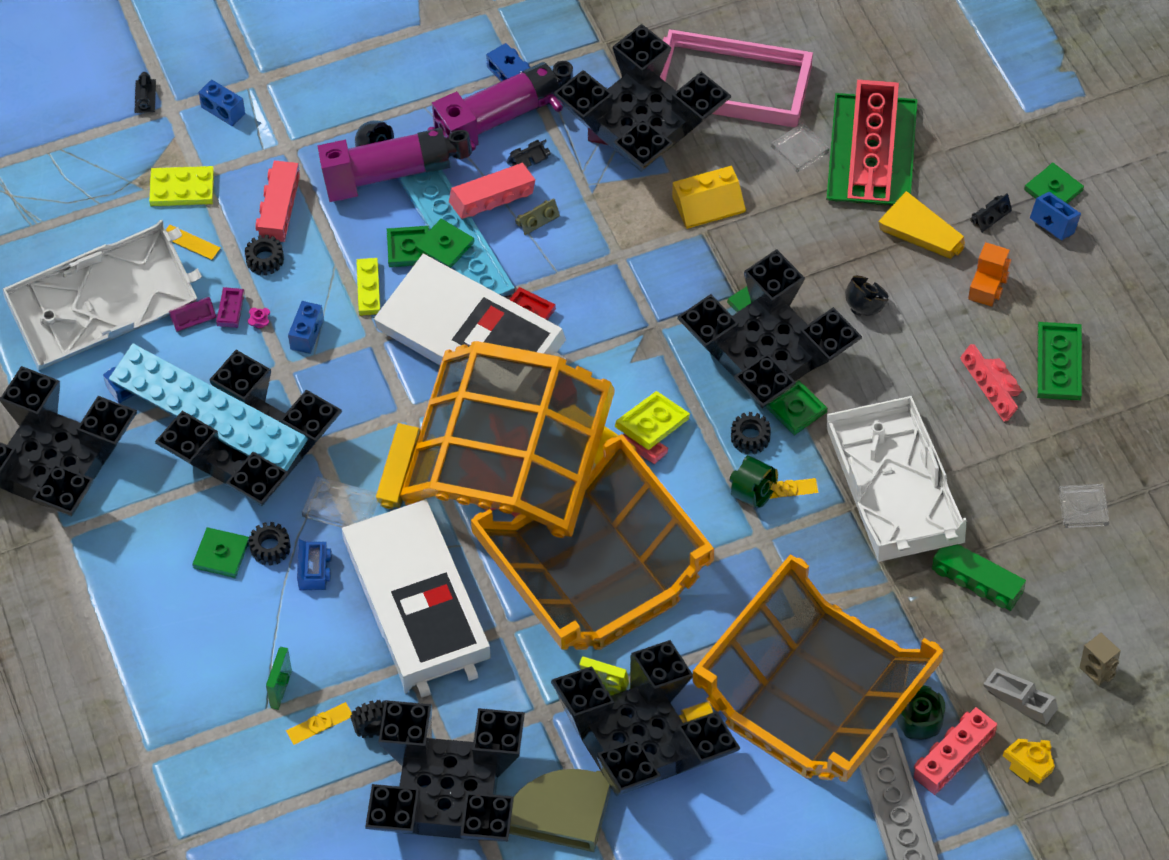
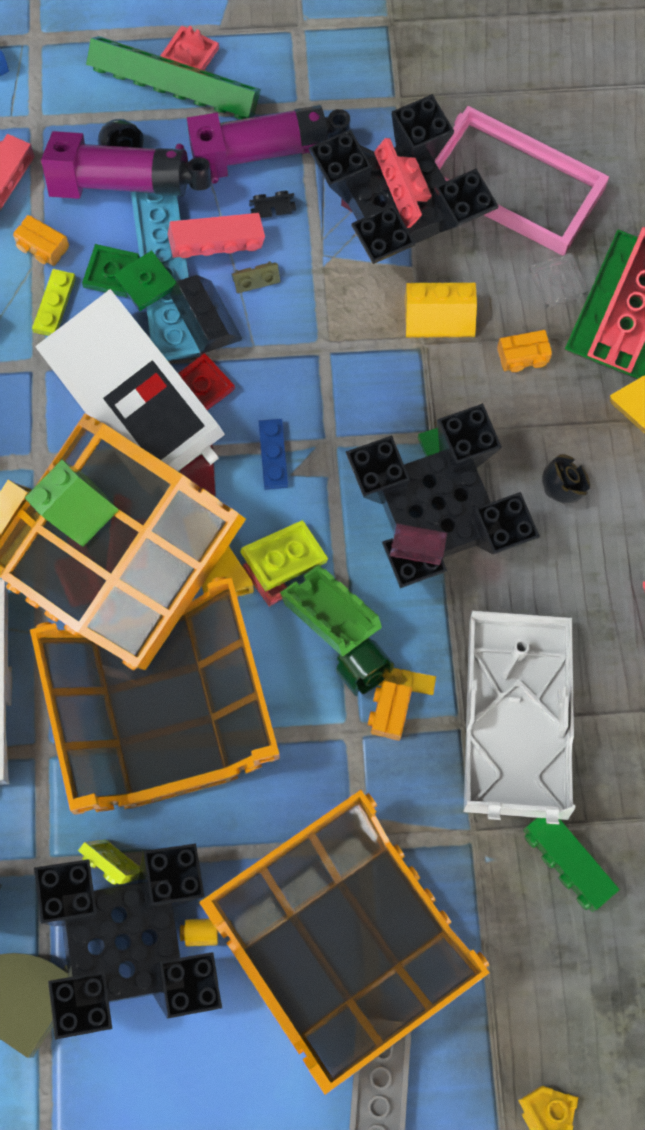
camera: 15 degrees right, 15 degrees up
(336, 239) = (40, 240): none -> light orange brick
(399, 76) = (173, 77): none -> green brick
(403, 53) = (191, 48): none -> coral plate
(477, 402) = (72, 502): none -> bright green slope
(505, 62) = (287, 92): blue brick -> none
(506, 256) = (204, 313): none -> black slope
(609, 349) = (273, 454): none -> blue plate
(641, 98) = (403, 180): none -> coral bracket
(710, 444) = (331, 610): none -> bright green piece
(750, 422) = (392, 590): black tyre -> none
(765, 365) = (418, 544): none -> clear pink brick
(788, 510) = (390, 710): none -> light orange brick
(792, 209) = (524, 351): none -> light orange brick
(797, 408) = (447, 590): green plate -> none
(923, 714) = (454, 1029): dark green brick -> none
(955, 750) = (468, 1074): coral brick -> none
(1021, 695) = (565, 1028): light grey slope -> none

